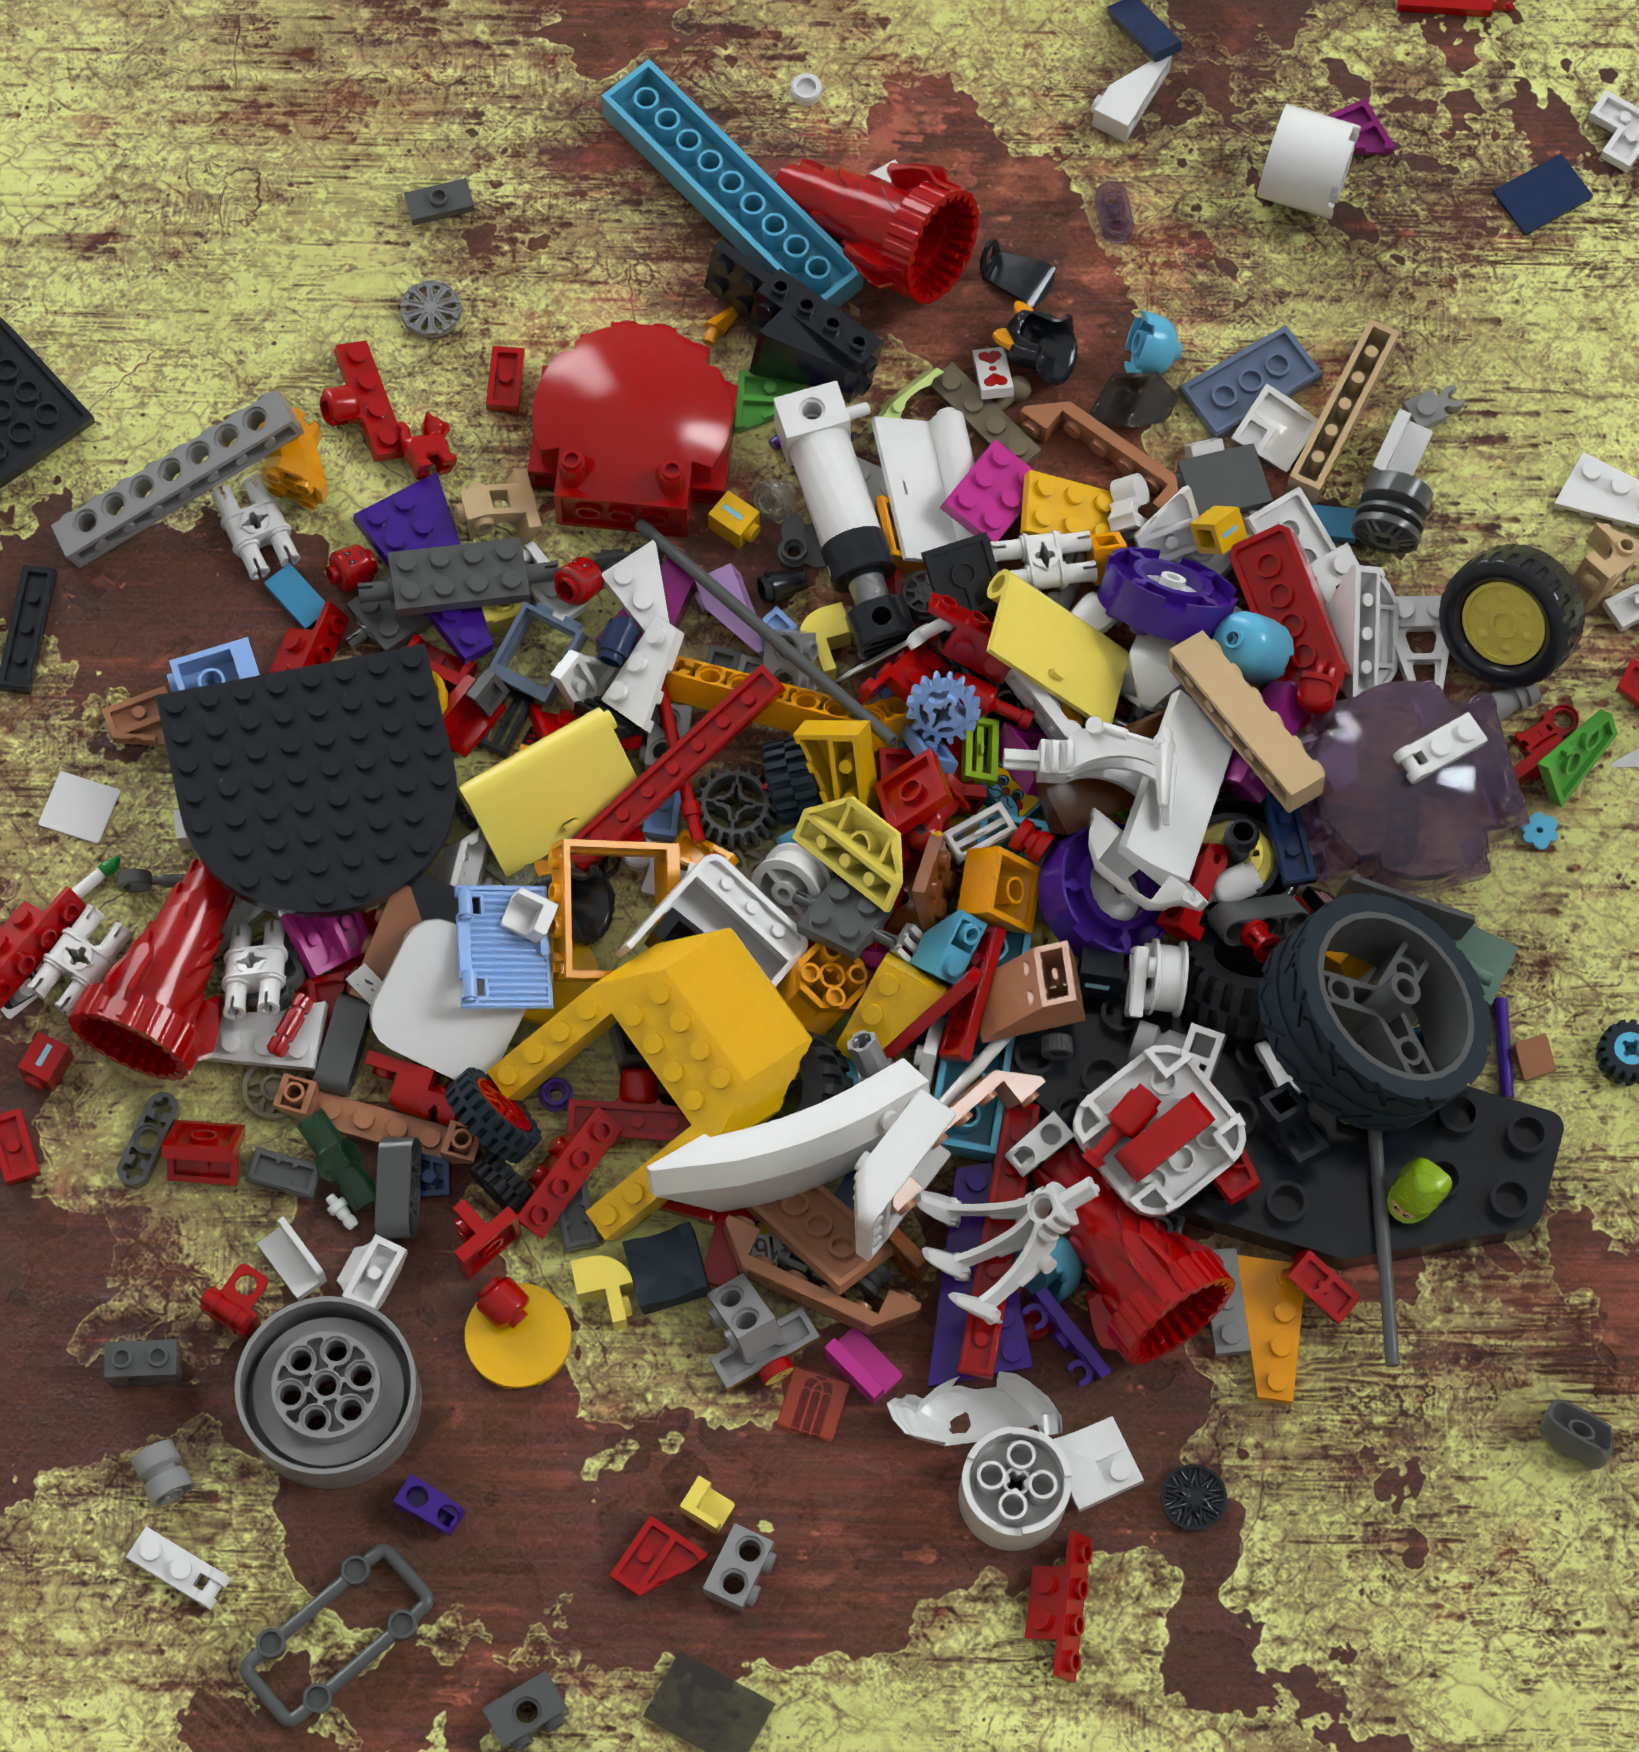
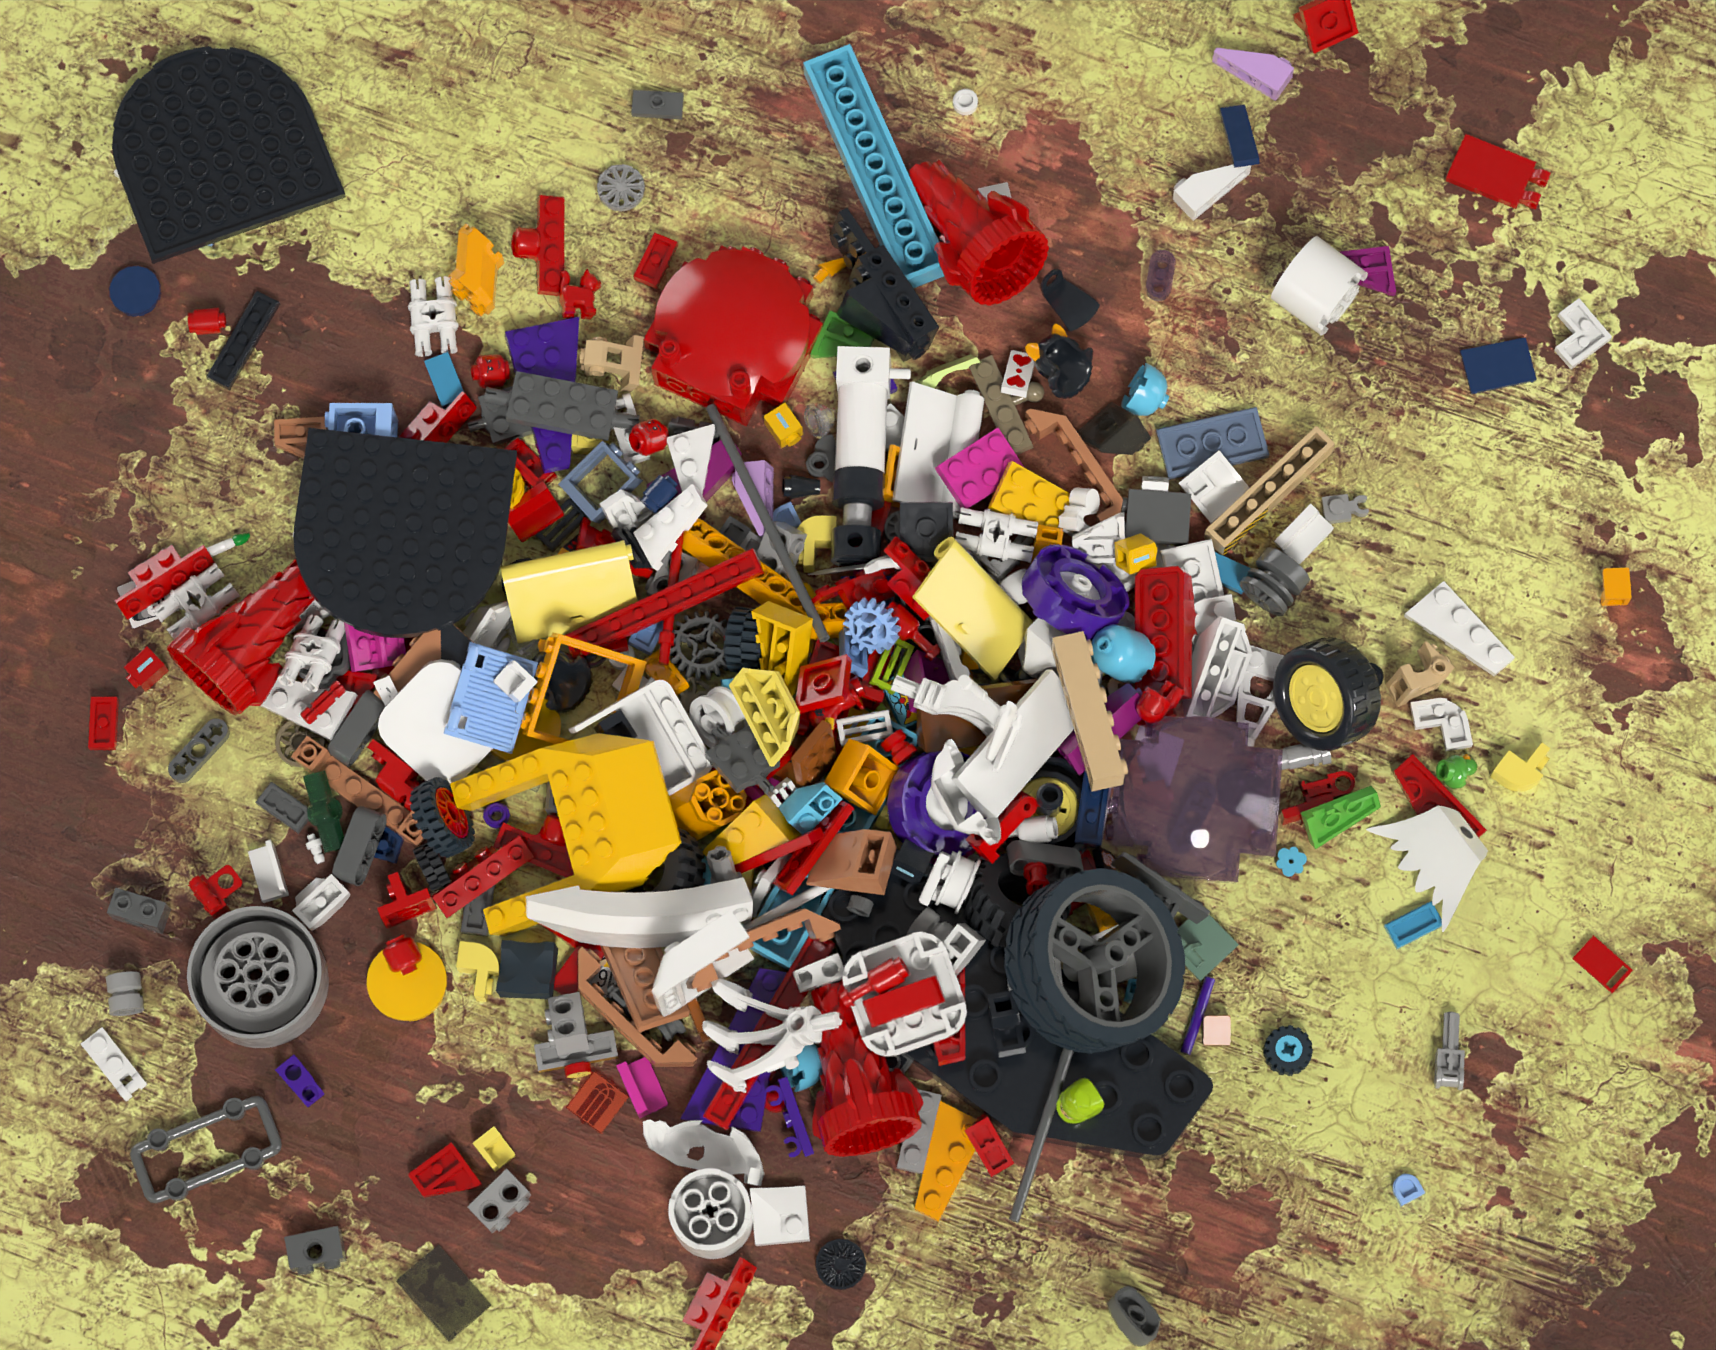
camera: 25 degrees right, 5 degrees up
(79, 807) = (235, 487): white sticker -> none
(141, 880) = (259, 558): dark grey piece -> none
(194, 478) = (469, 251): light grey brick -> none
(203, 1152) = (233, 772): red bracket -> none
(488, 692) = (553, 500): dark grey plate -> none
(1440, 748) = (1221, 780): white plate -> none

